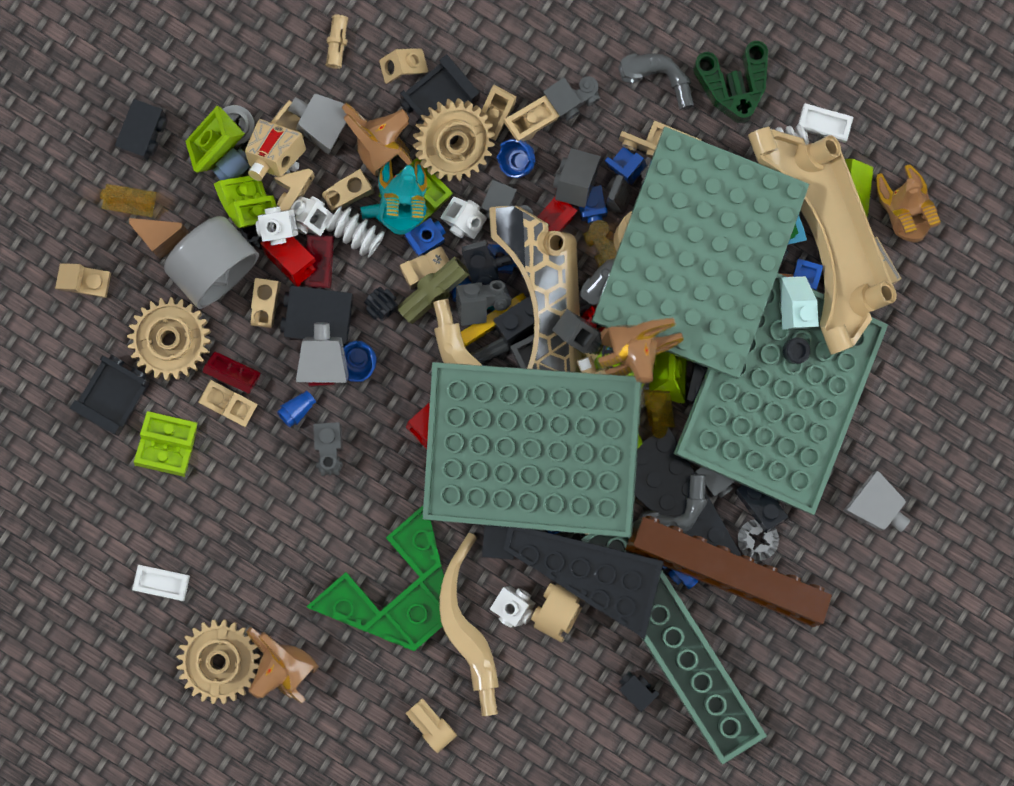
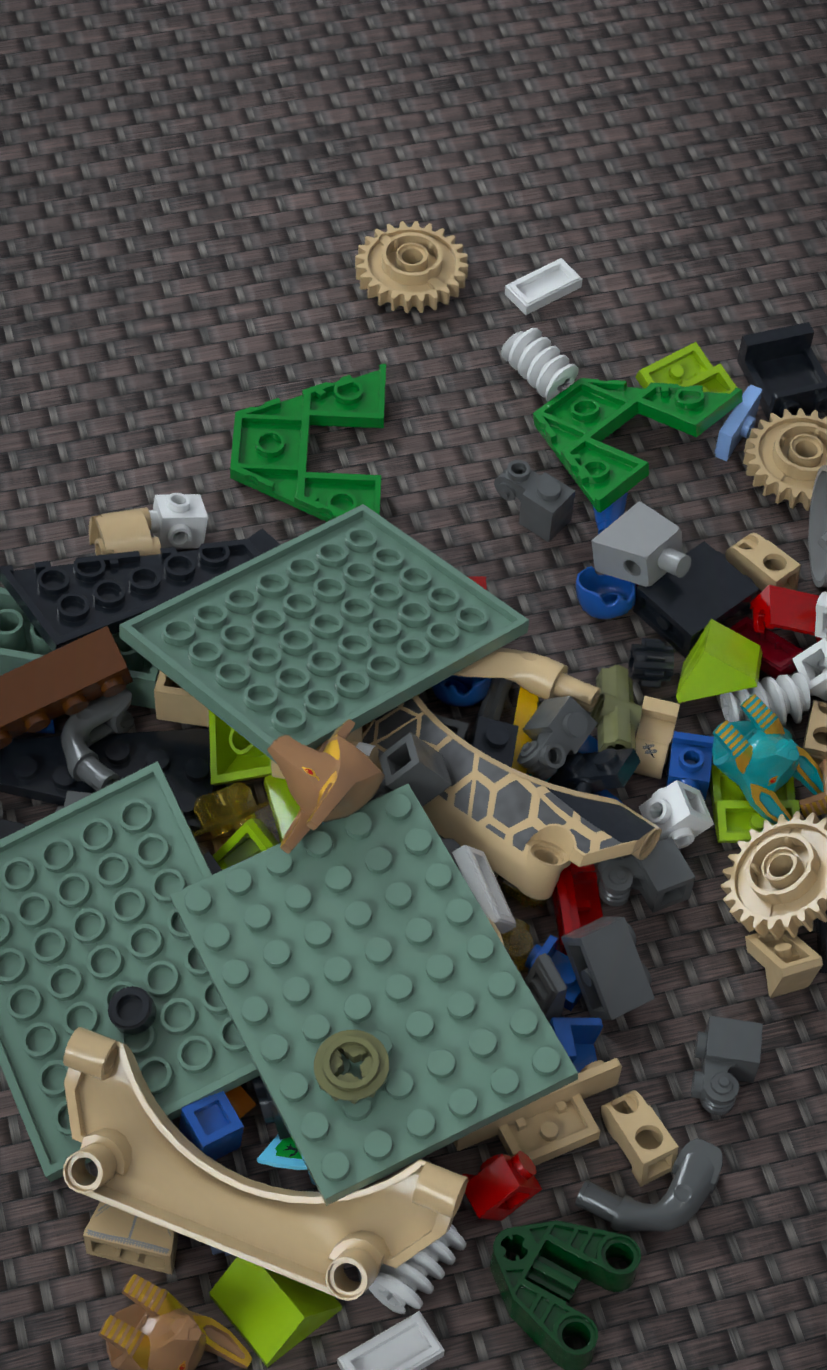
camera: 135 degrees right, 30 degrees down
(174, 390) = (738, 423): none -> light blue plate
(227, 403) = (681, 462): tan slope -> none
(229, 526) = (539, 362): none -> white piece
(231, 372) = (709, 483): dark red plate -> none
(243, 470) = (594, 409): none -> green wing
(280, 667) = (350, 291): medium nougat piece -> none
(360, 264) = (719, 664): none -> lime slope
(434, 730) = (134, 373): tan piece -> none
(465, 636) = (193, 461): tan animal -> none
(516, 158) = (699, 936): blue hair -> none
(531, 119) = (736, 977): tan slope -> none
(596, 257) = (484, 886): none -> white tile
(639, 105) = (640, 1136): none -> tan leg
(720, 135) = (502, 1185): none -> red brick
(761, 211) = (355, 1046): none -> olive gear
(798, 304) = (186, 1052): light aqua slope -> none

